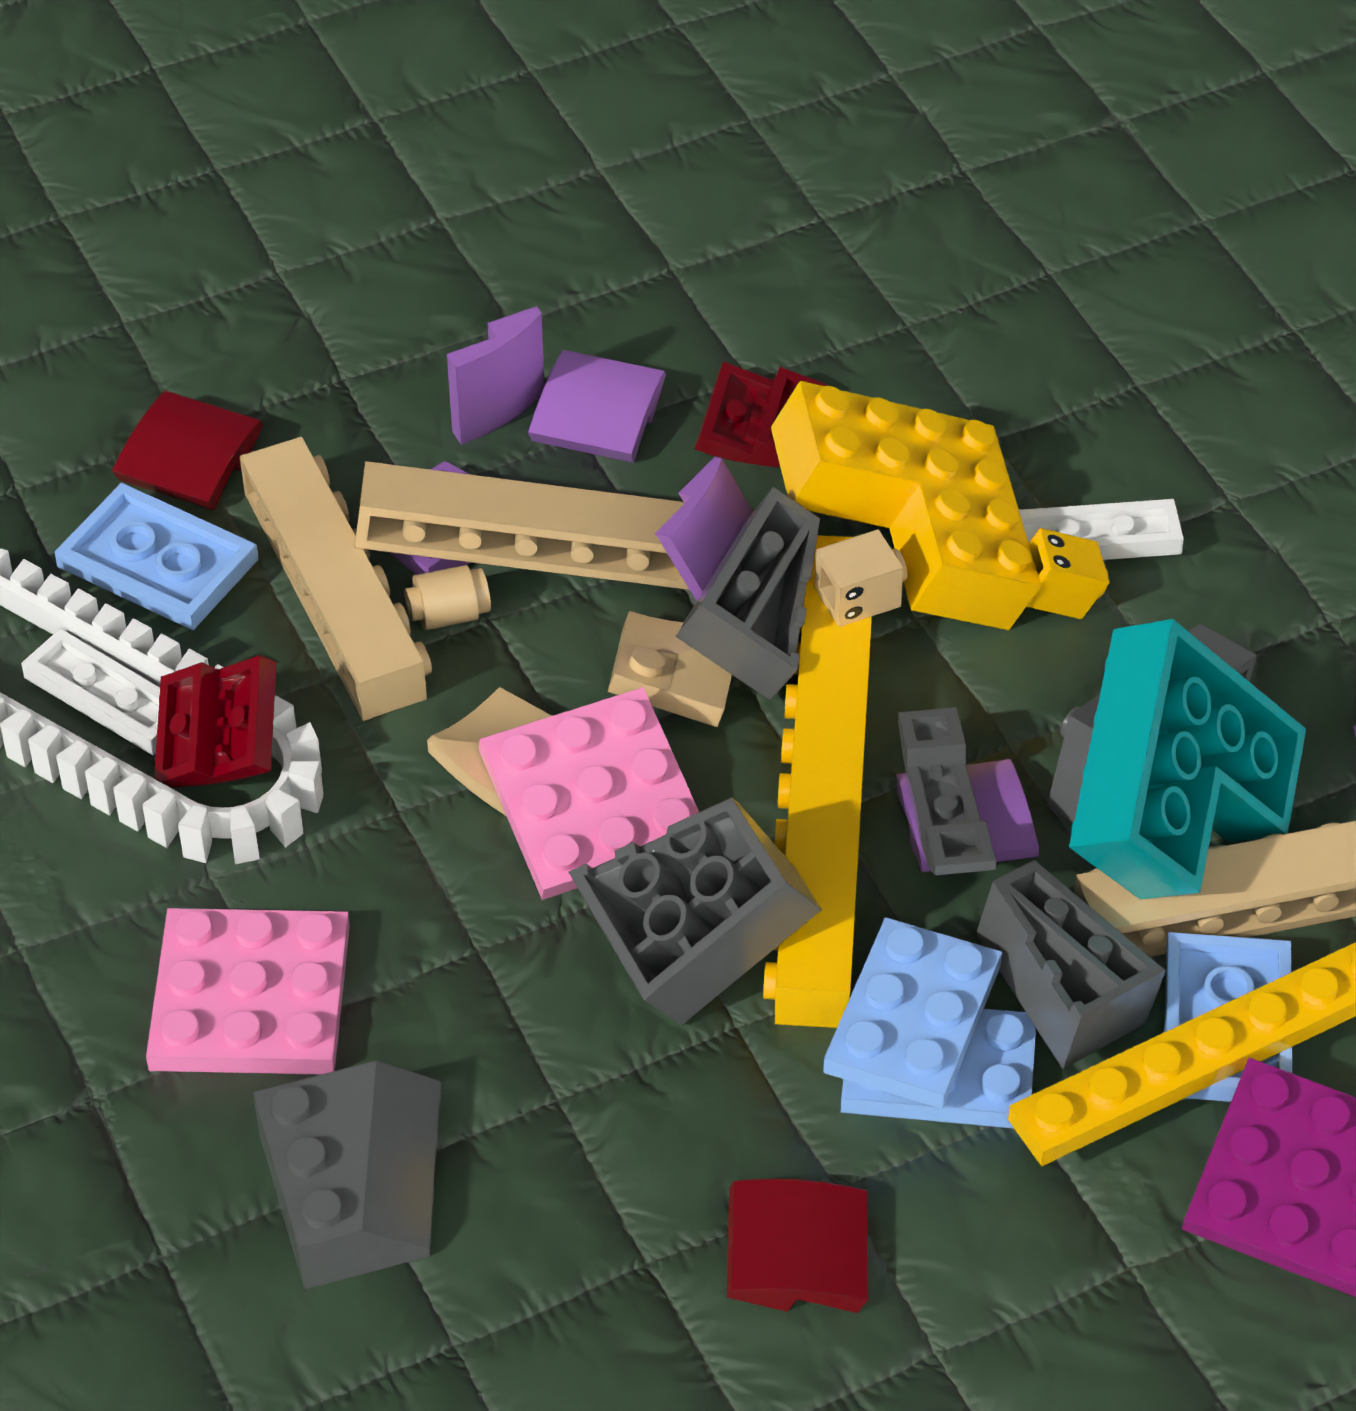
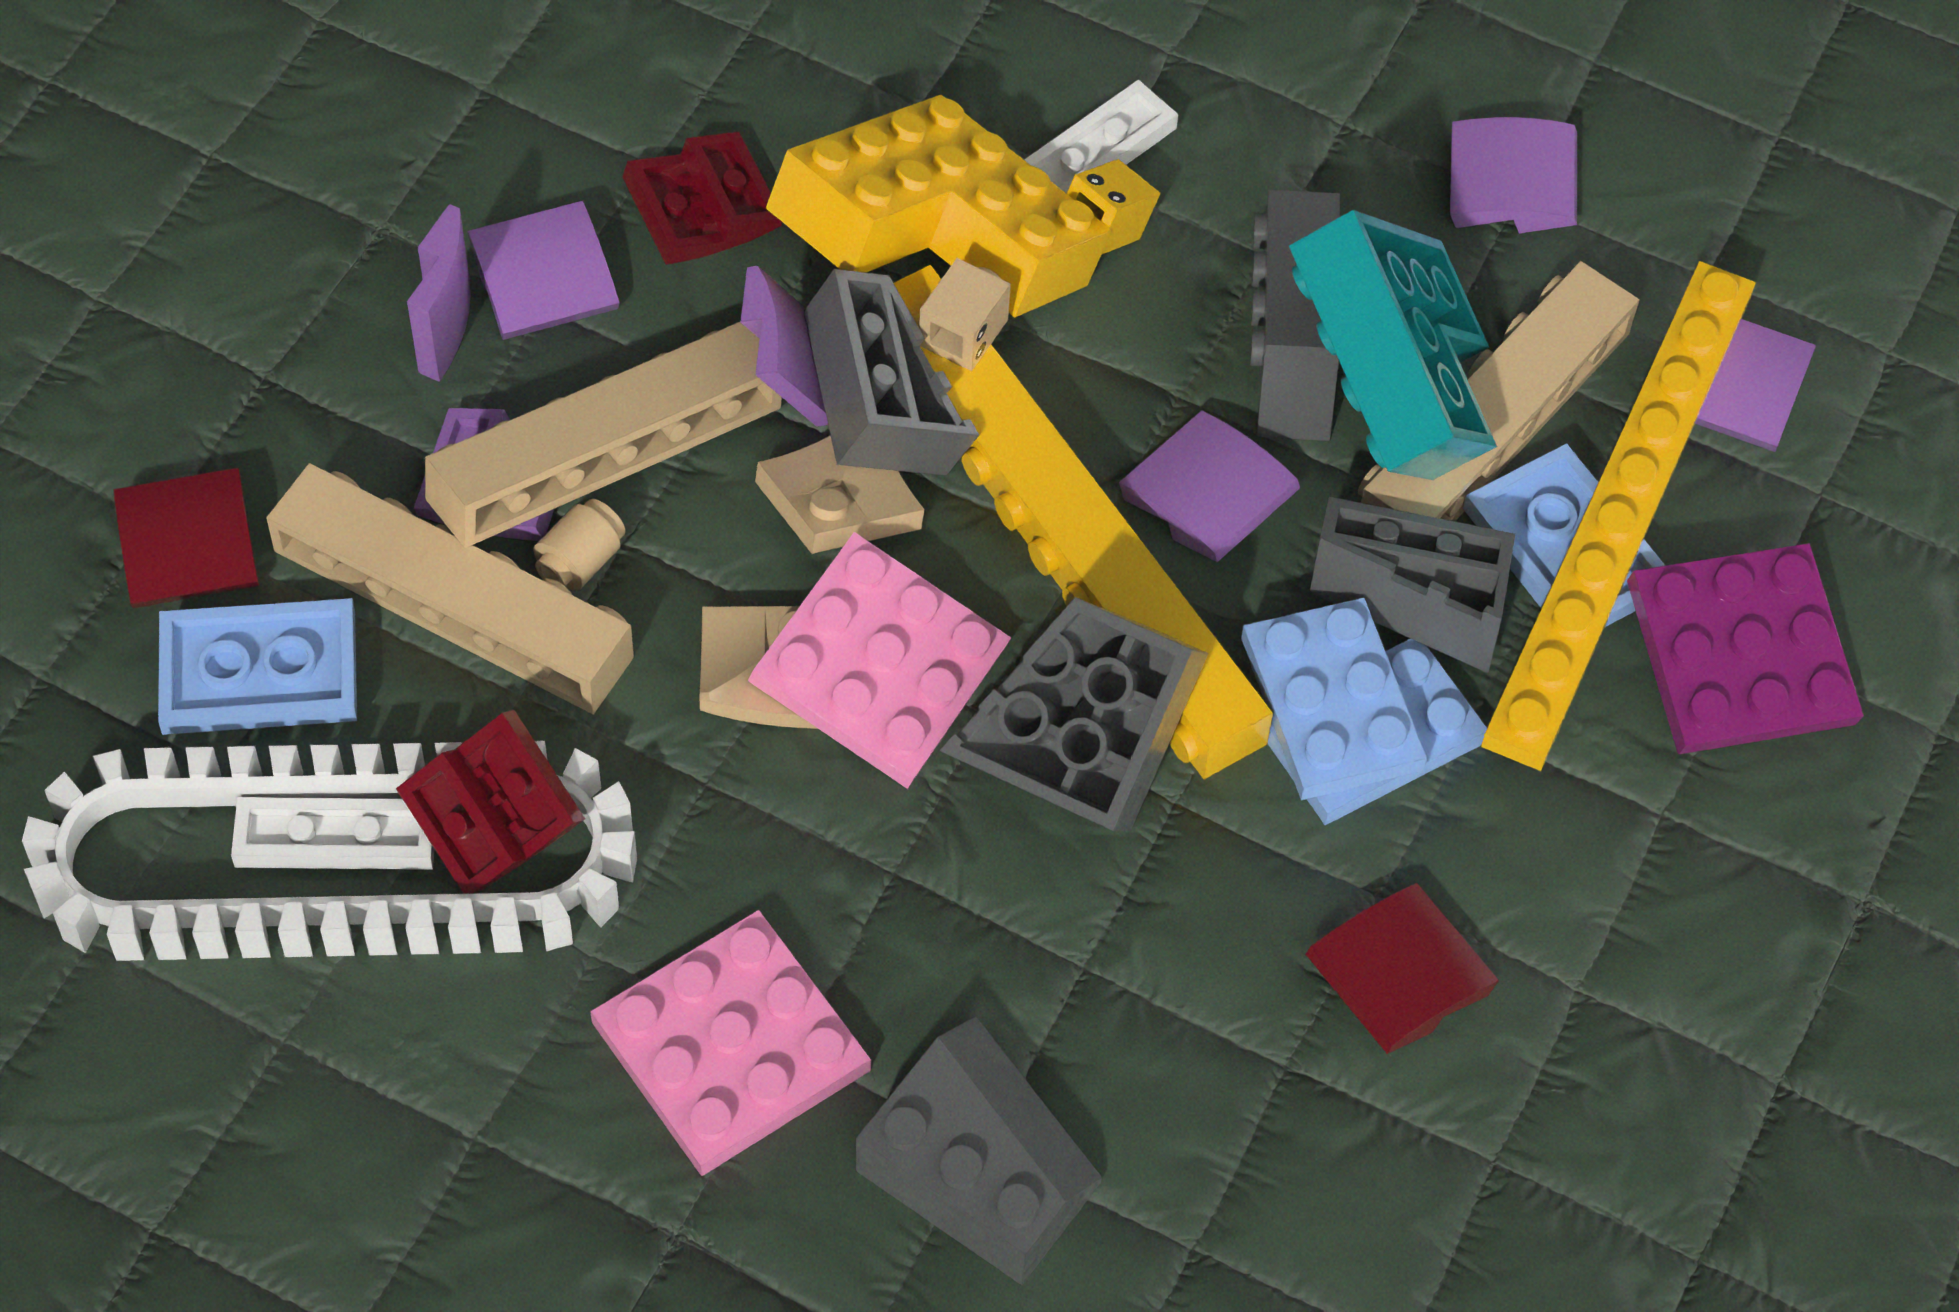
camera: 40 degrees left, 10 degrees up
(942, 793) = (1195, 486): dark grey slope -> none

